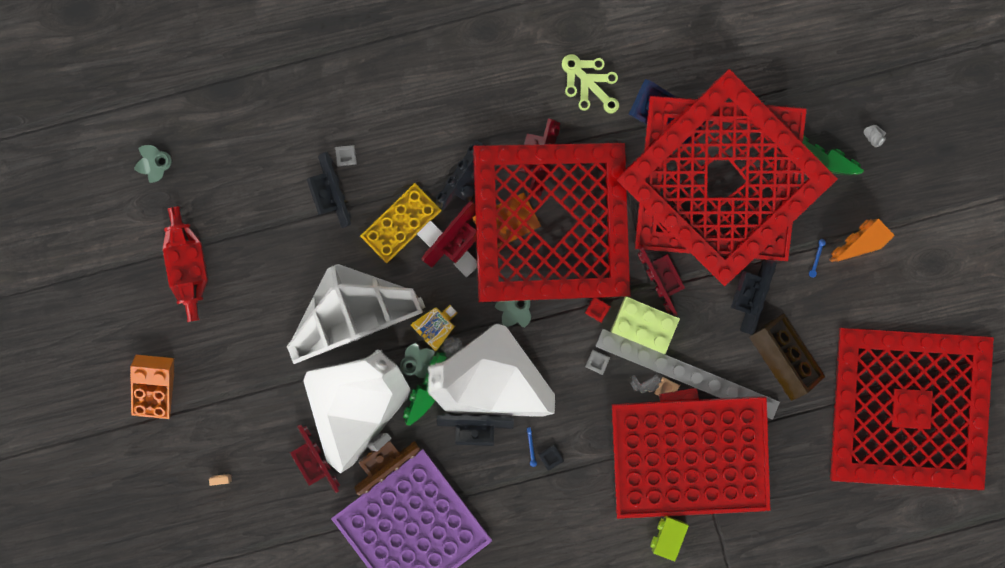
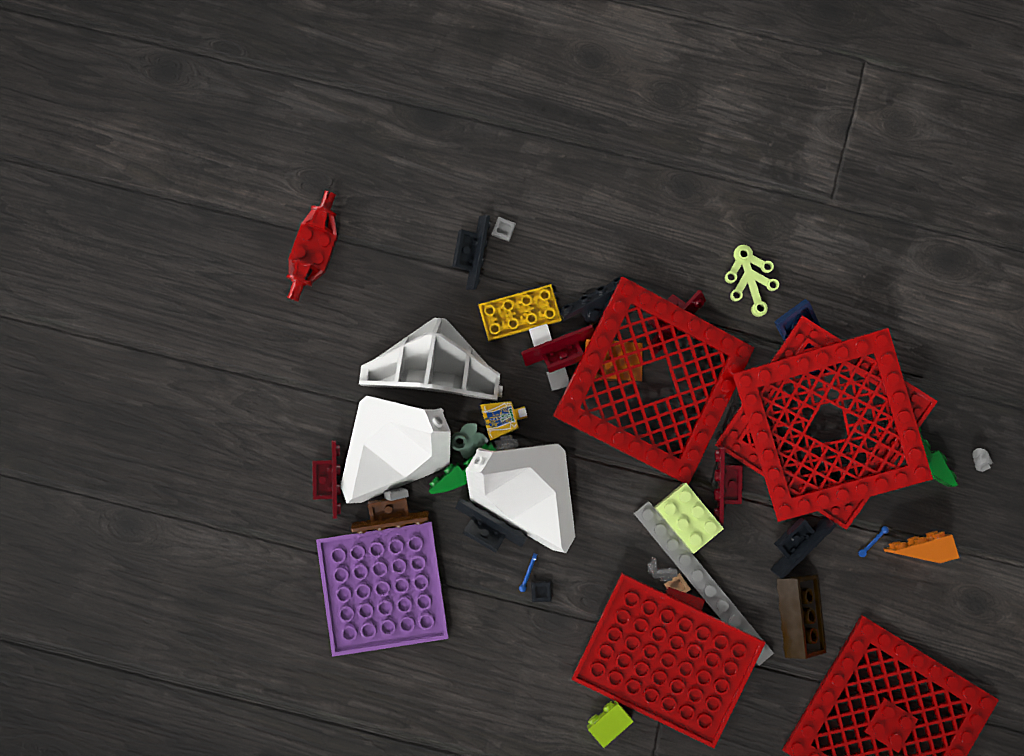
camera: 25 degrees right, 5 degrees down
(150, 163) = (331, 146): sand green plate -> none
(151, 386) = (224, 337): orange slope -> none
(220, 479) = (238, 451): light nougat tile -> none
(513, 313) = (576, 445): sand green plate -> none
(597, 309) = (652, 481): red tile -> none
(597, 362) = (628, 528): light grey tile -> none

